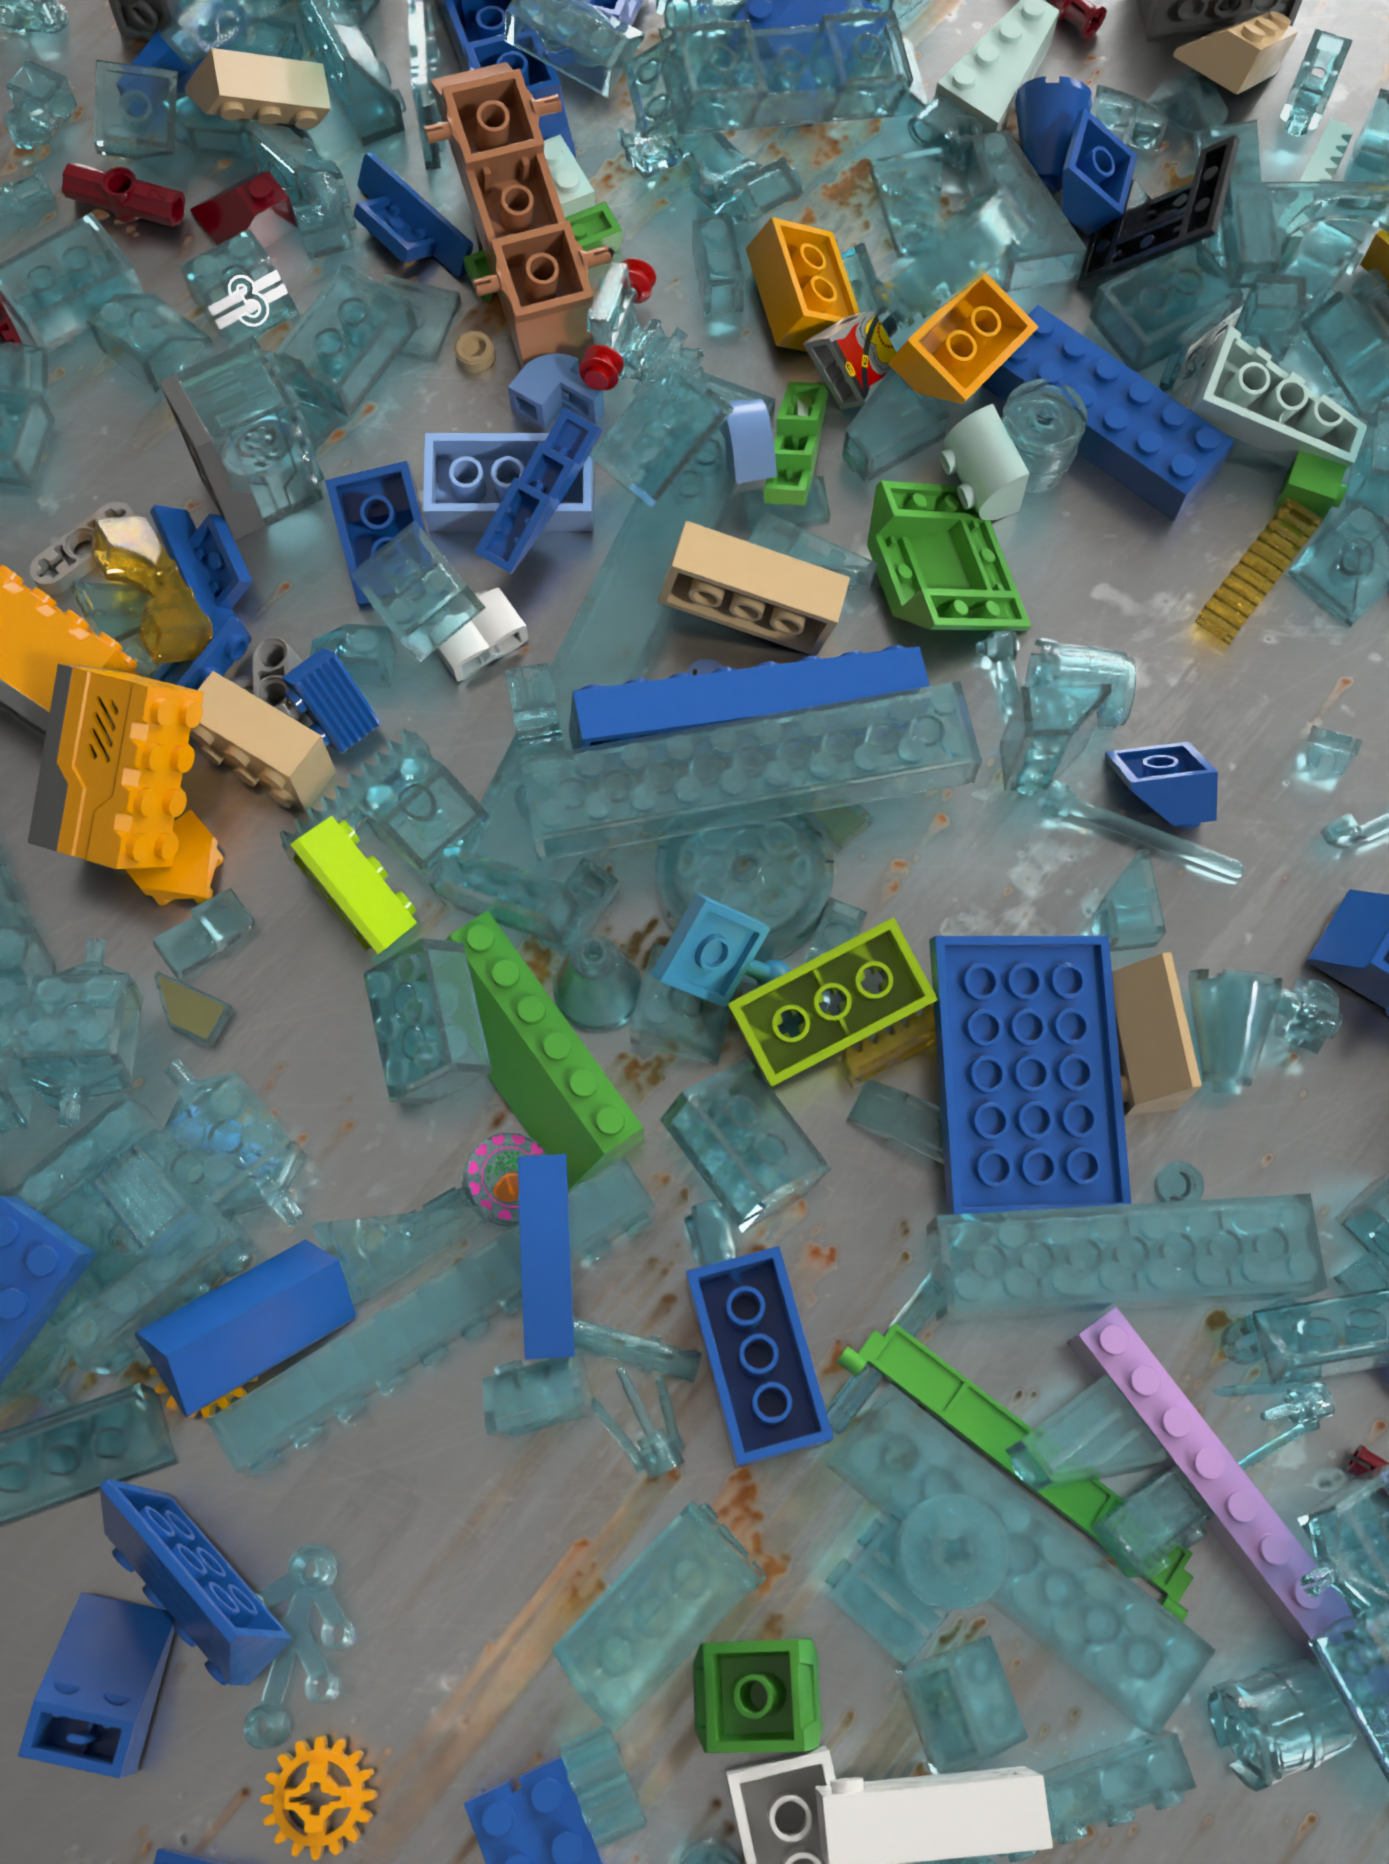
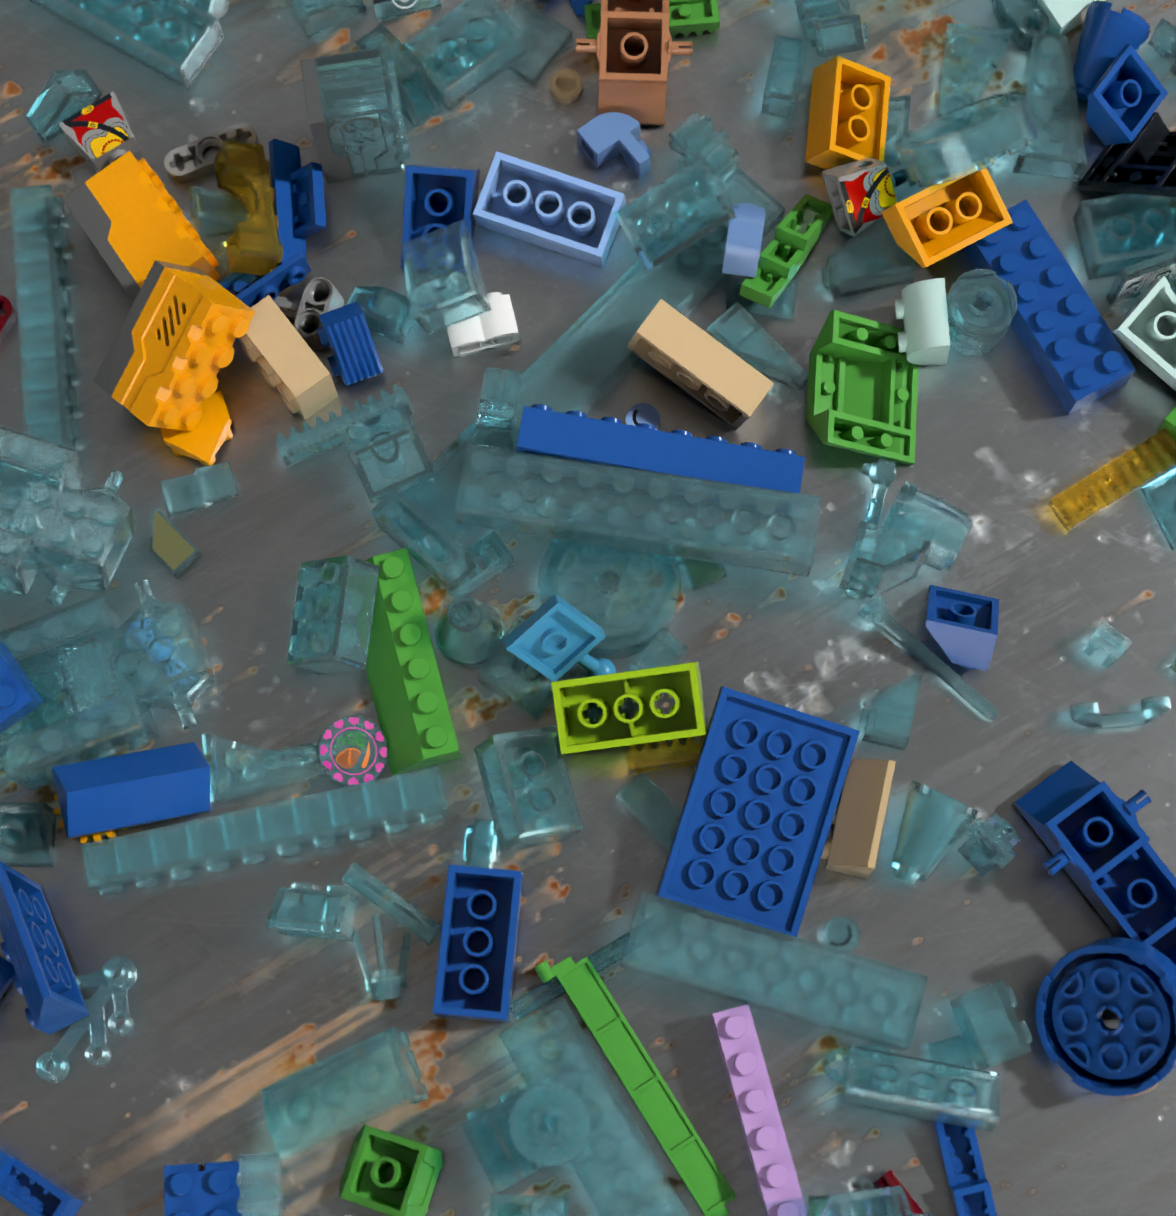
camera: 25 degrees right, 5 degrees up
(317, 1822) = (67, 1139): light orange gear -> none
(352, 885) = (316, 494): lime slope -> none
(538, 491) = (565, 229): blue slope -> none
(545, 1257) = (353, 817): blue slope -> none
(614, 319) = (679, 101): plate -> none
(1086, 1441) = (687, 1089): clear light blue slope -> none
(1153, 1523) = (712, 1164): clear light blue brick -> none
(1302, 1404) = (863, 1124): clear light blue plant -> none

